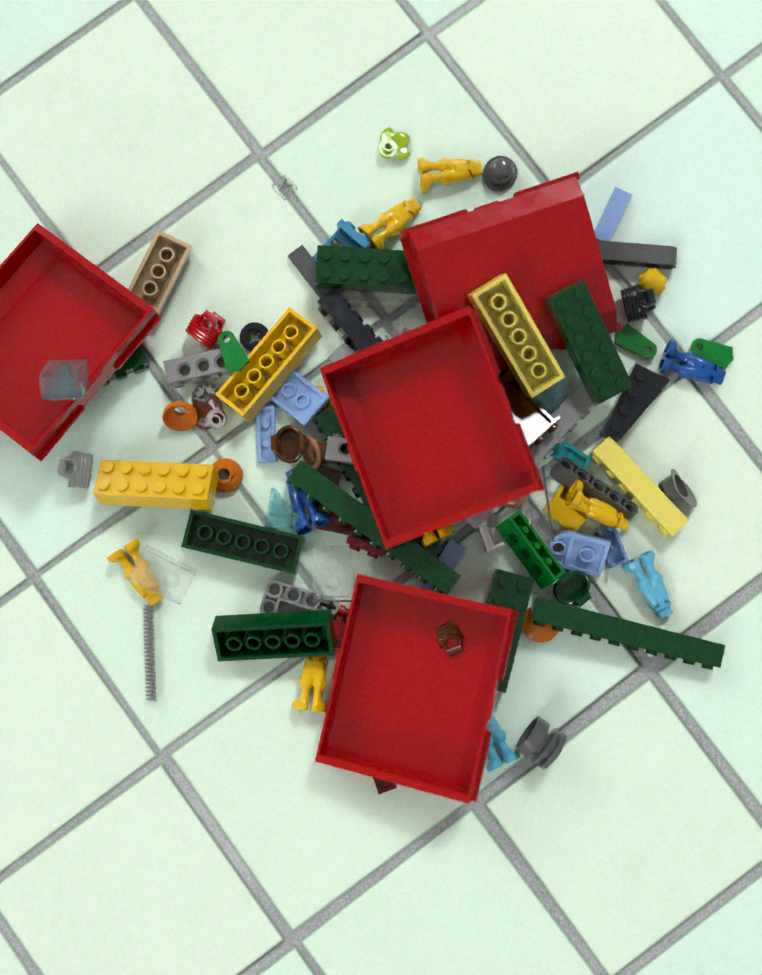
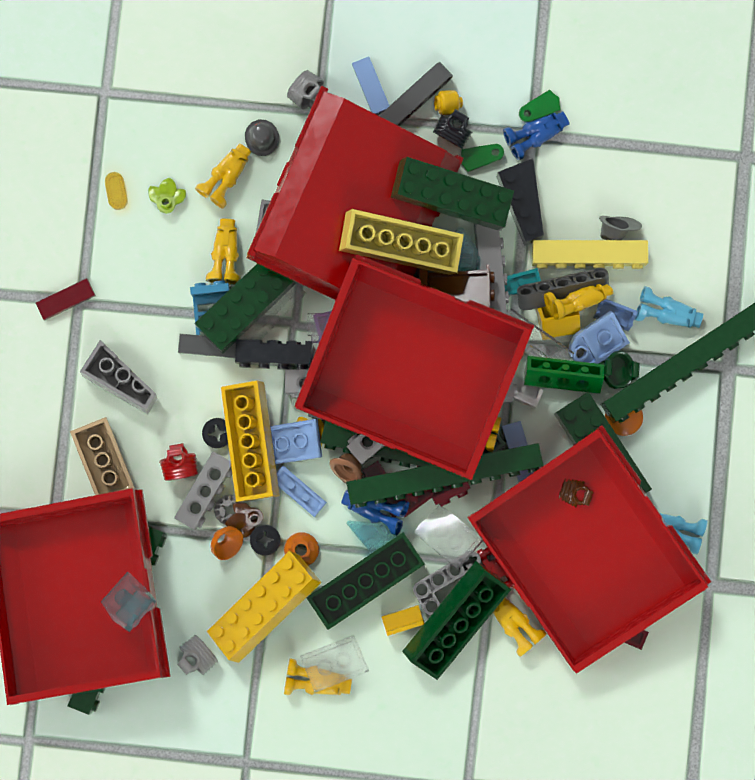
camera: 45 degrees left, 0 degrees up
(149, 650) = (385, 728): light grey piece -> none
(208, 433) = (259, 547): none -> black gear
(227, 223) = (117, 378): none -> light grey wedge
(232, 352) = (216, 460): green piece -> none
(240, 596) = (402, 620): none -> yellow panel
(252, 142) = (65, 299): none -> dark red tile
(284, 187) = (122, 306): clear tile -> none
(288, 444) = (323, 480): reddish brown piece -> none
(364, 106) = (116, 191): none -> clear yellow tile
(543, 744) = (714, 495): dark grey wheel -> none
(562, 166) = (305, 88): none -> light grey piece

